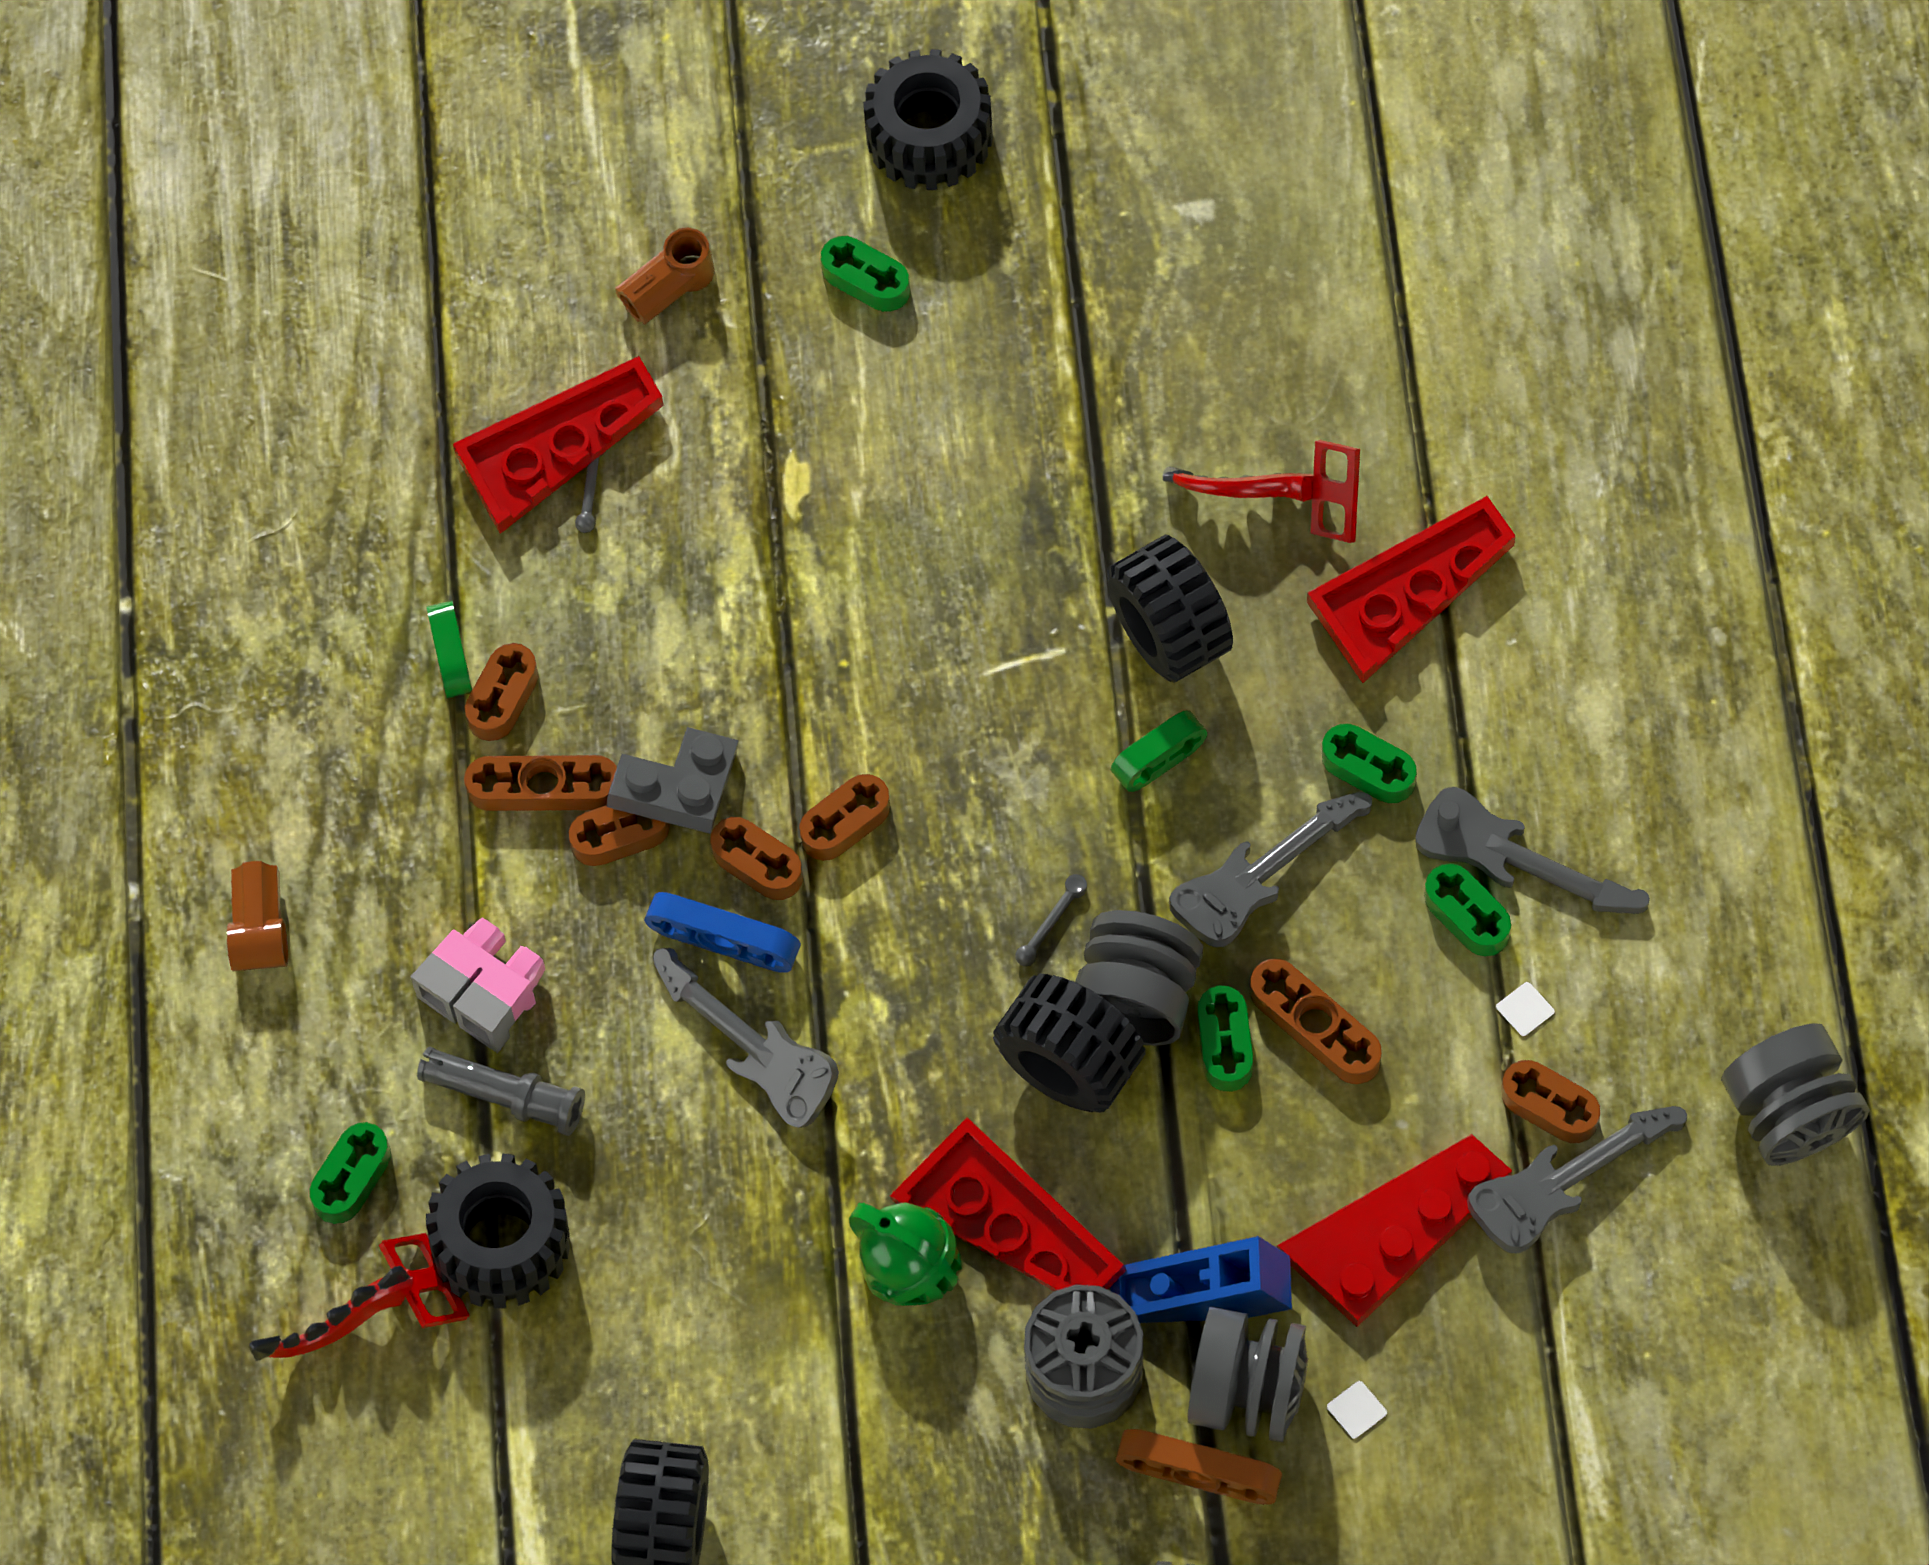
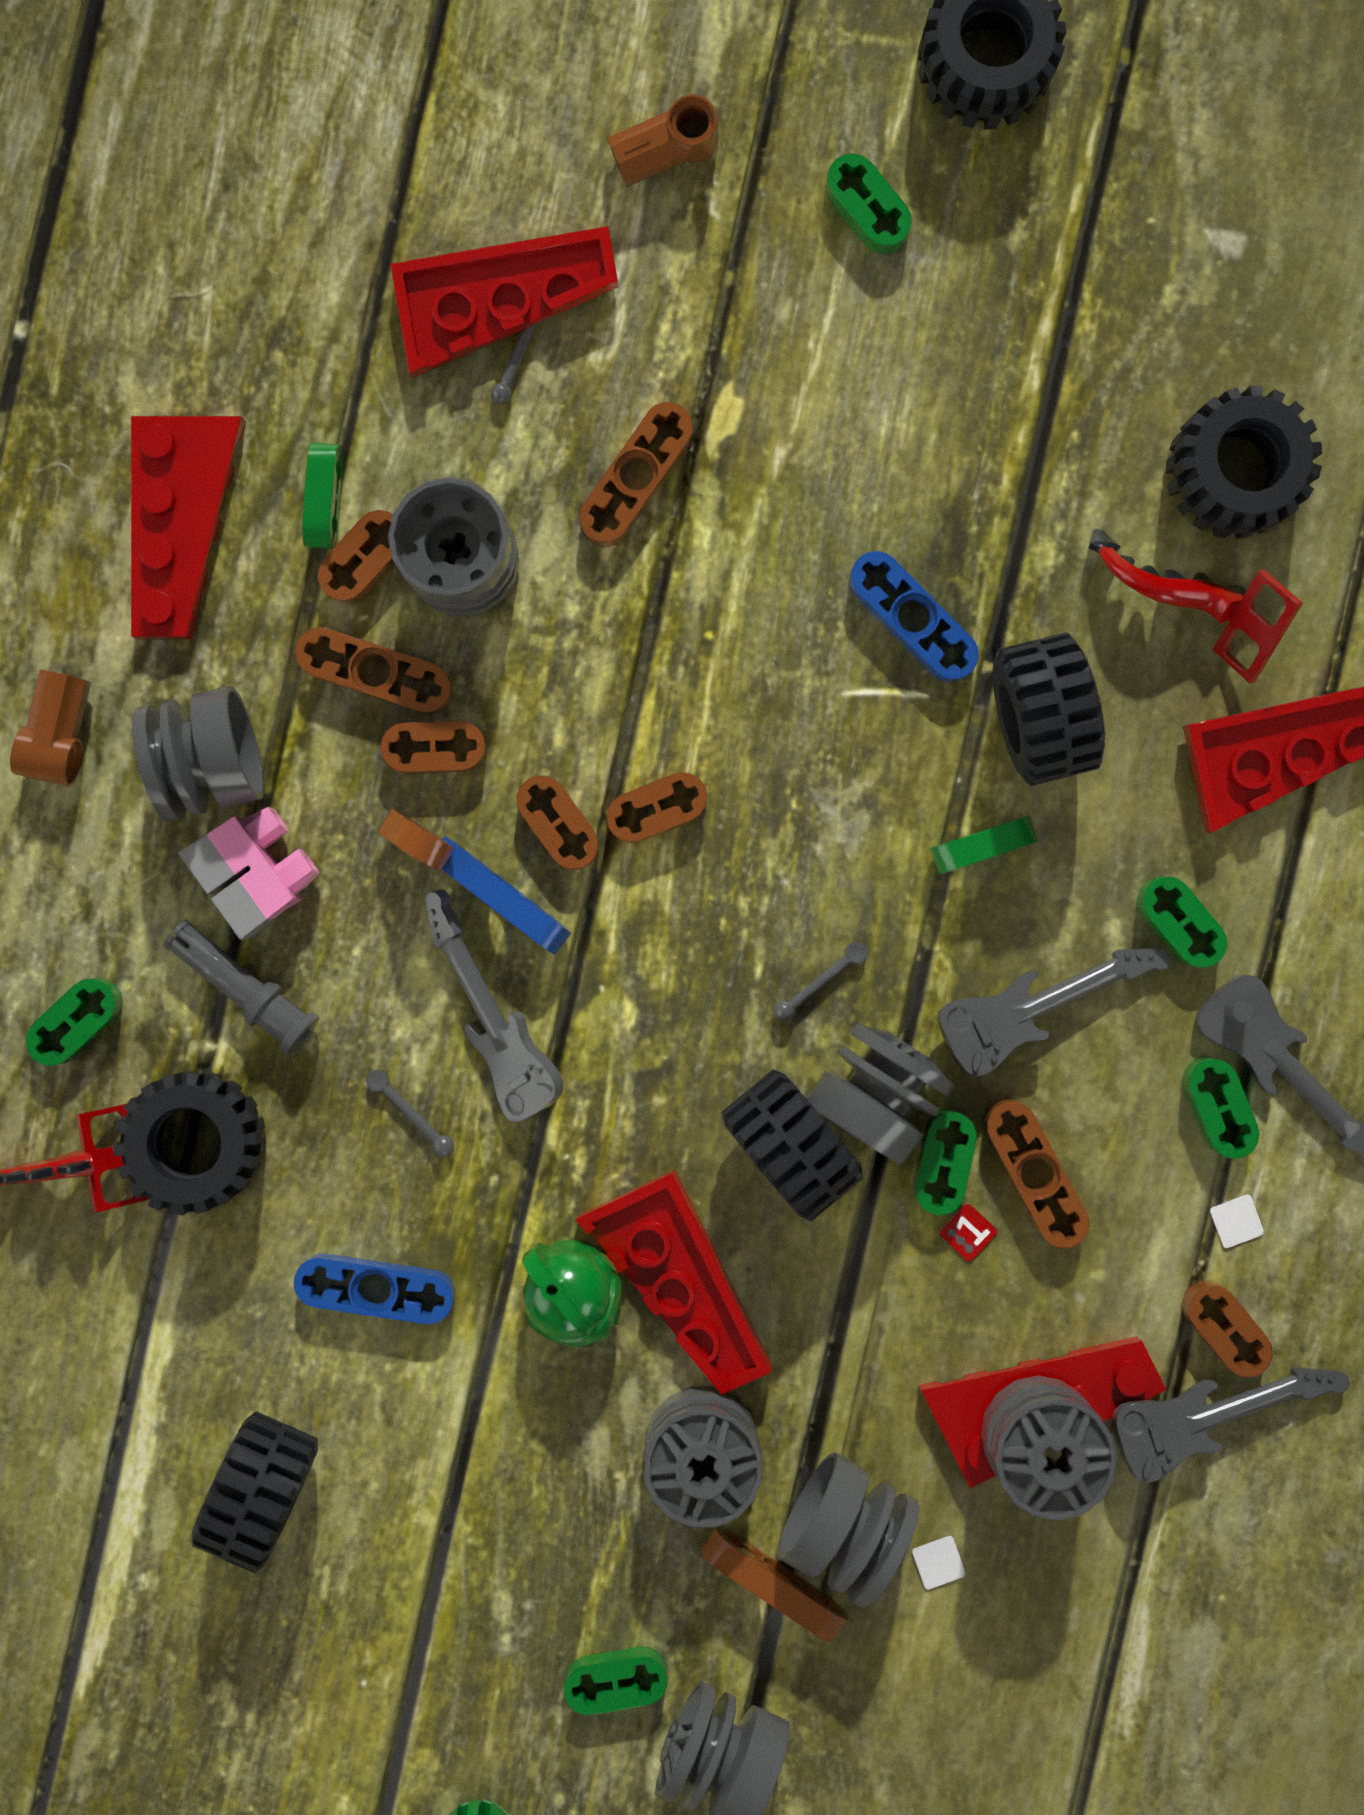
camera: 10 degrees right, 25 degrees up
(315, 703) = (175, 510): none -> red wing
(404, 886) = (186, 756): none -> dark grey wheel
(586, 646) = (445, 518): none -> dark grey wheel
(628, 900) = (415, 840): none -> dark orange beam
(659, 1140) = (379, 1081): none -> dark grey hinge
(678, 794) = (506, 736): dark grey plate -> none
(698, 1307) = (337, 1268): none -> blue beam
(737, 570) = (670, 449): none -> dark orange beam
(1066, 588) = (916, 593): none -> blue beam
(1231, 1276) = (840, 1412): blue slope -> none
(1273, 1098) = (968, 1232): none -> red sticker
(1280, 333) = (1279, 437): none -> black tyre
(1409, 1254) = (1026, 1422): none -> dark grey wheel

